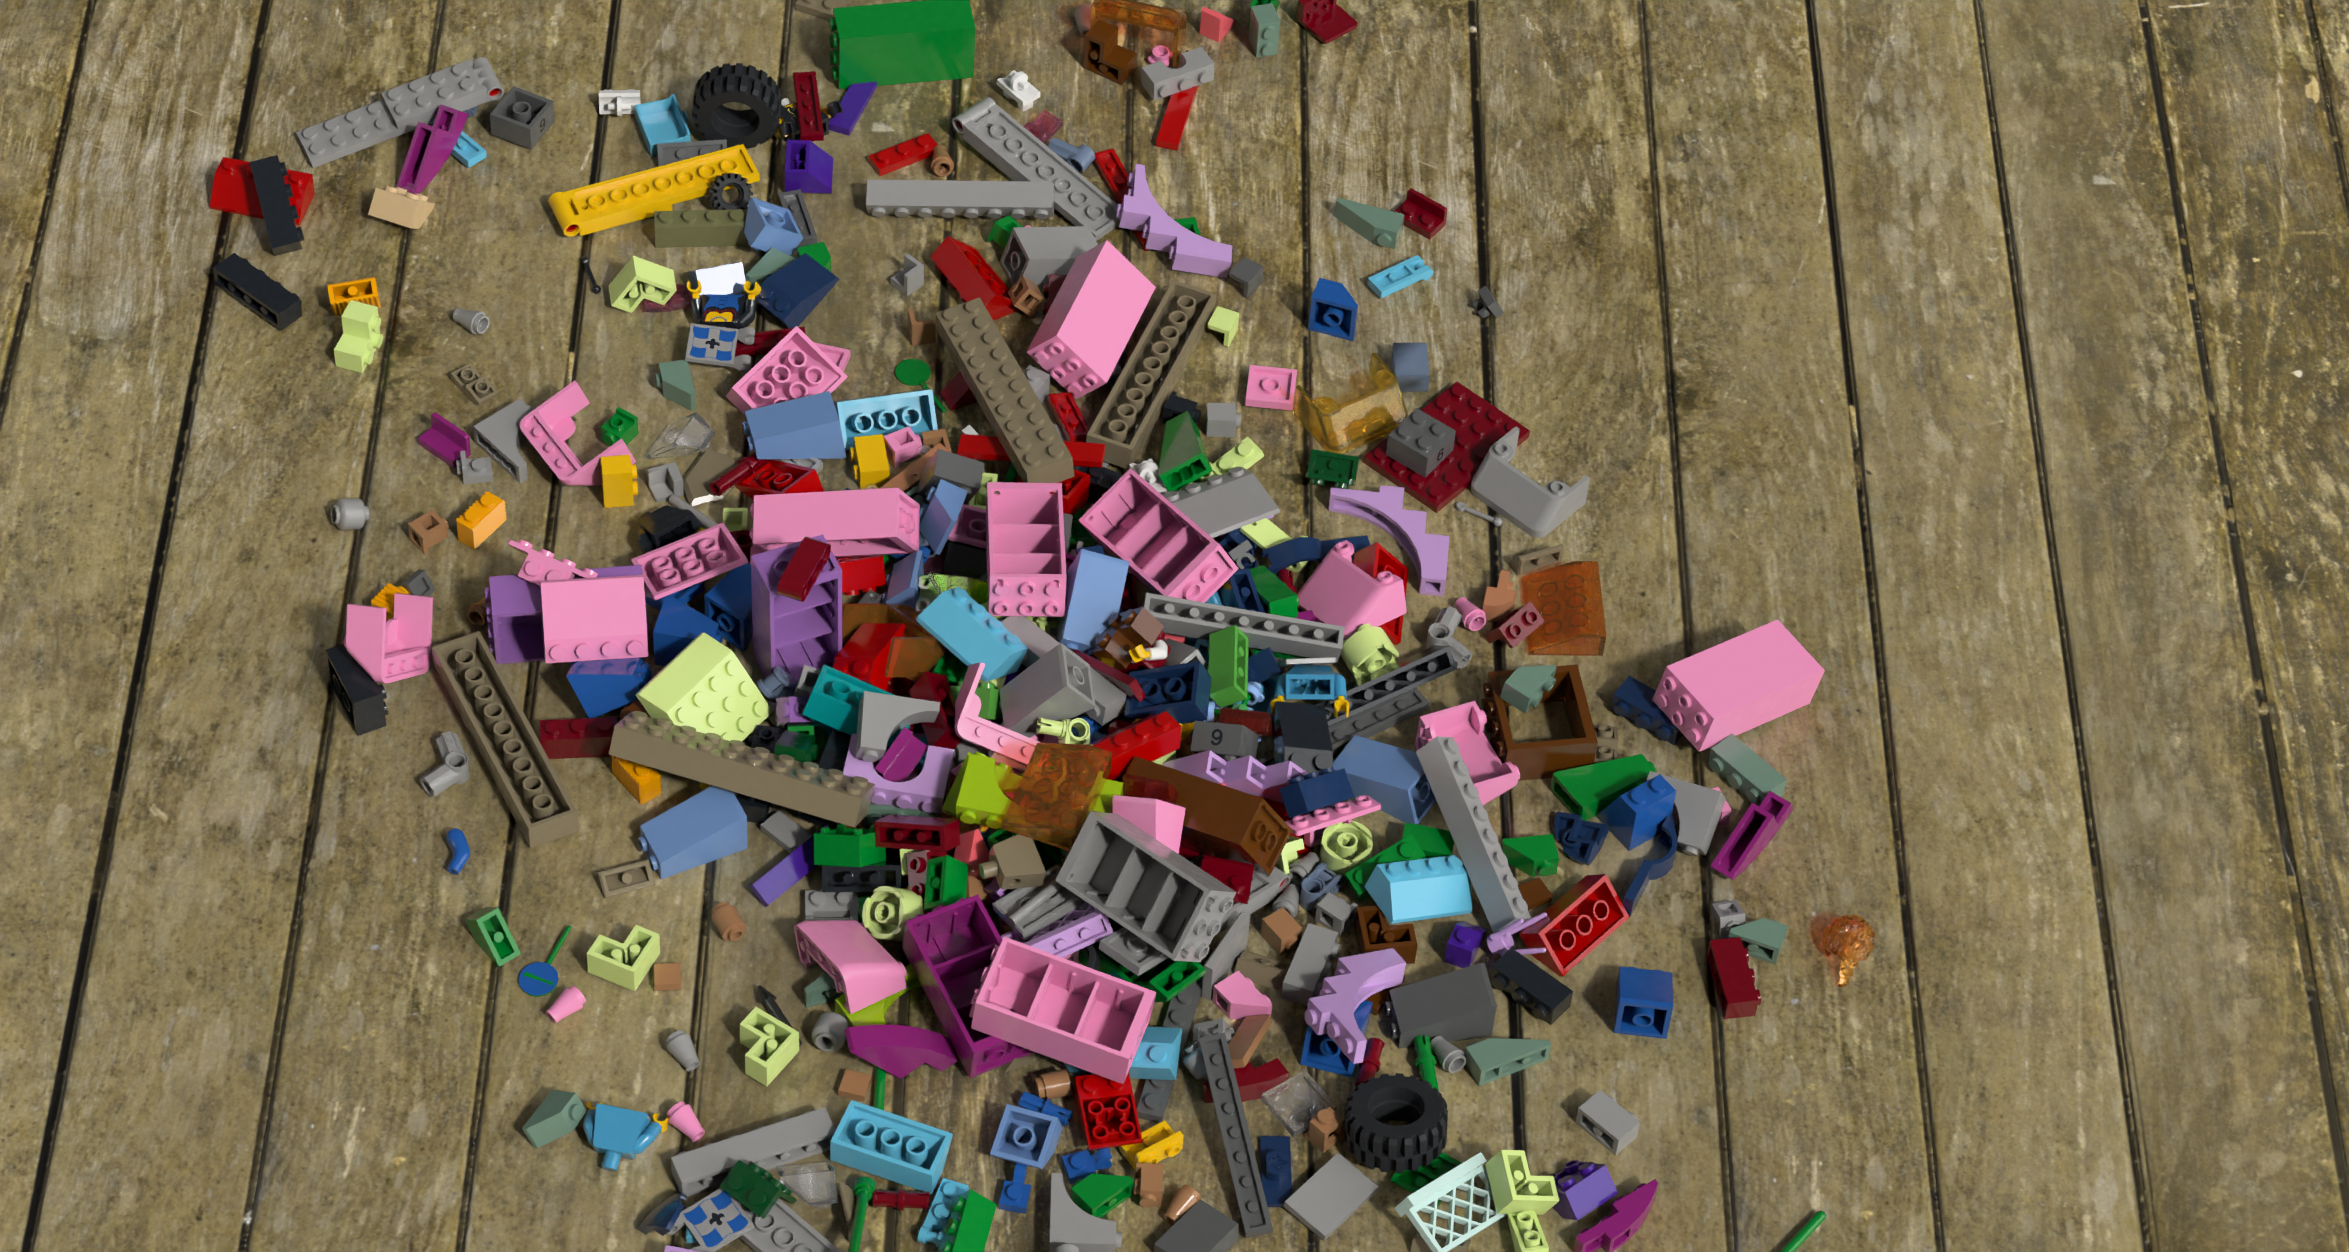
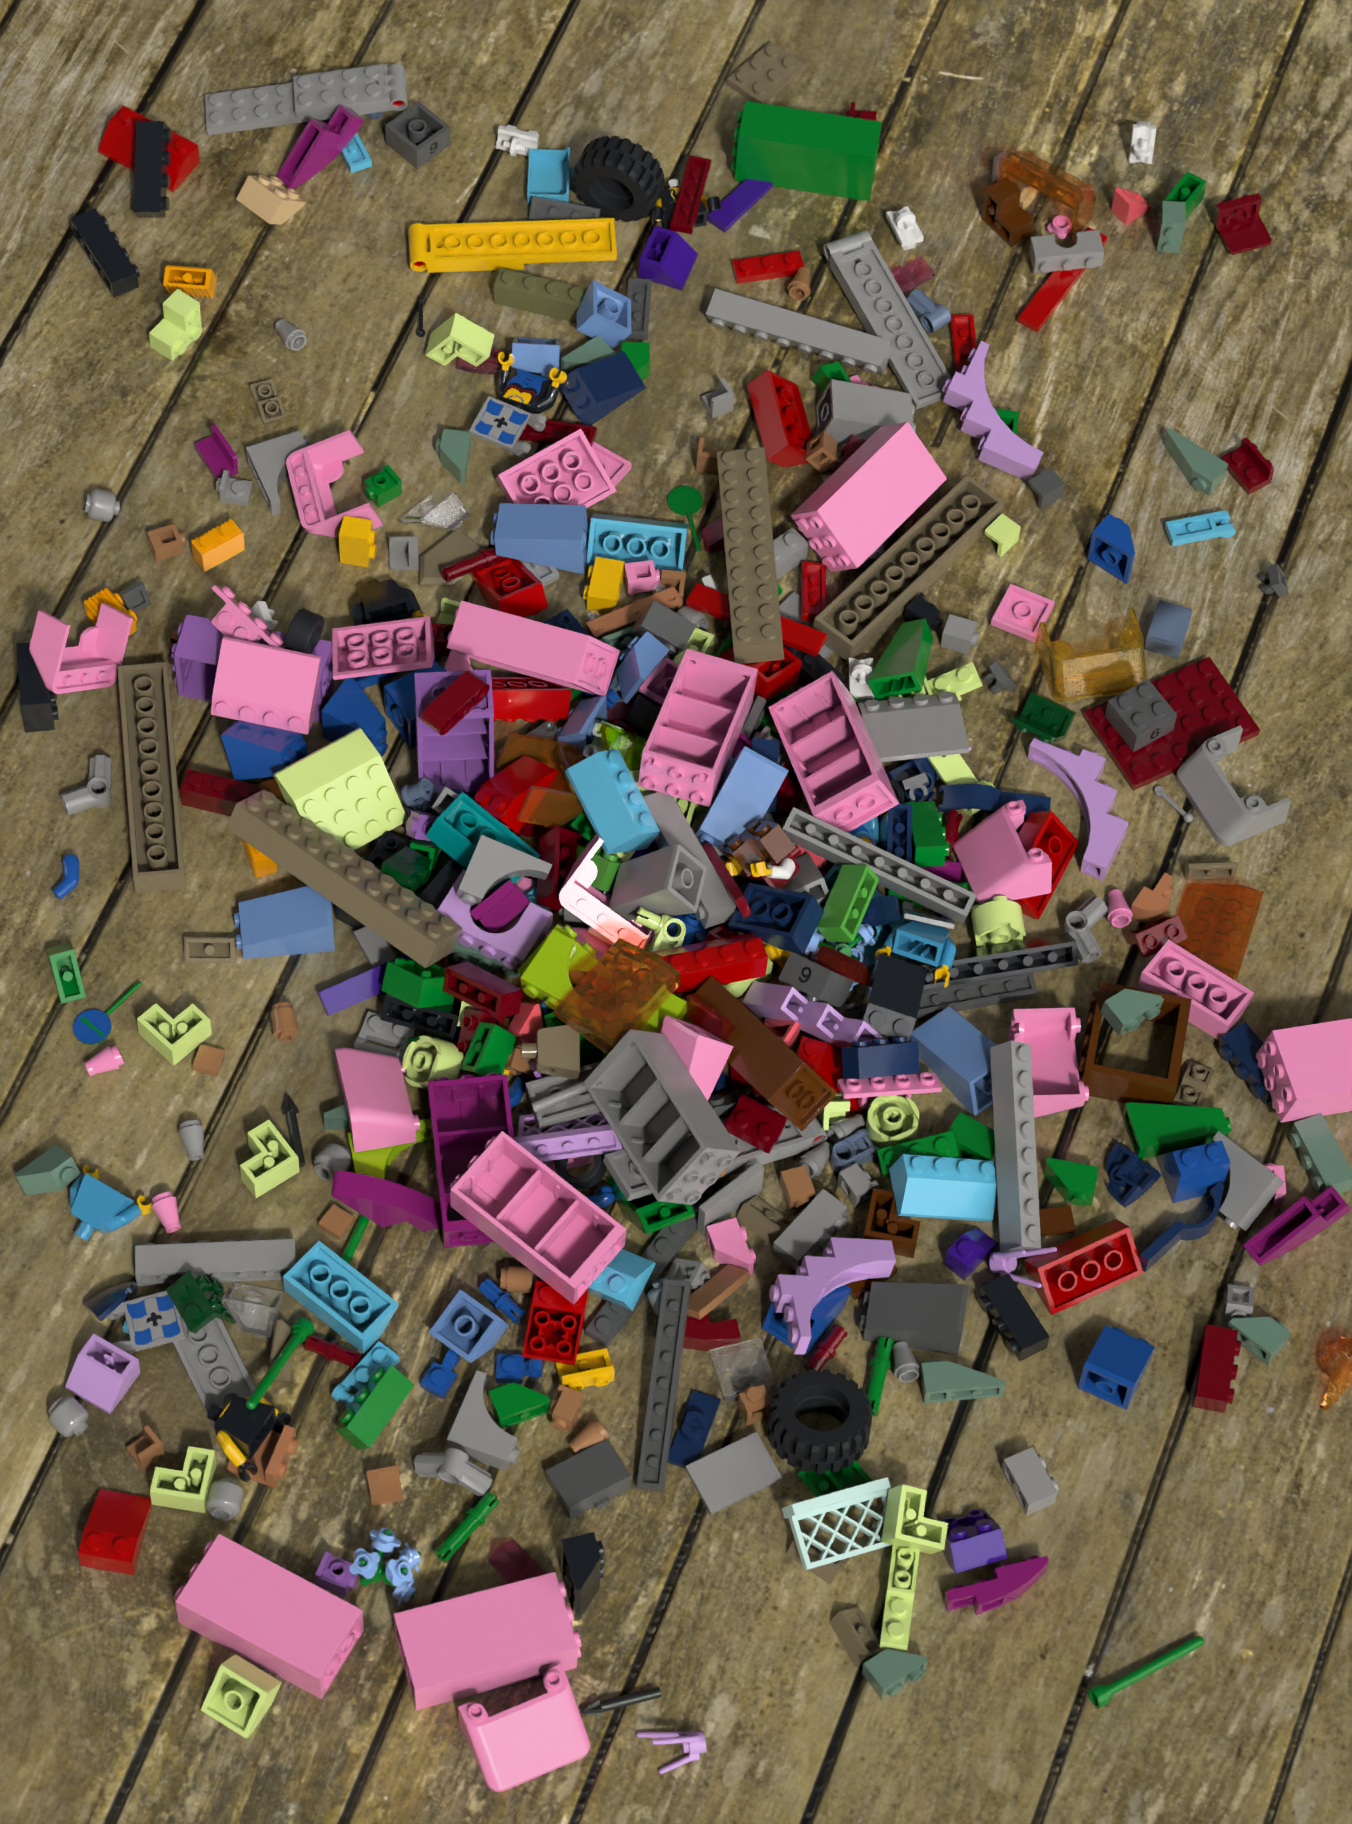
camera: 20 degrees right, 10 degrees up
(616, 557) = (304, 631): none -> black tyre
(681, 504) = (420, 596): light grey bar -> none
(723, 181) = (581, 254): black tyre -> none
(1276, 446) = (1002, 678): none -> dark grey tile
(1597, 661) = (1215, 997): none -> bright pink slope

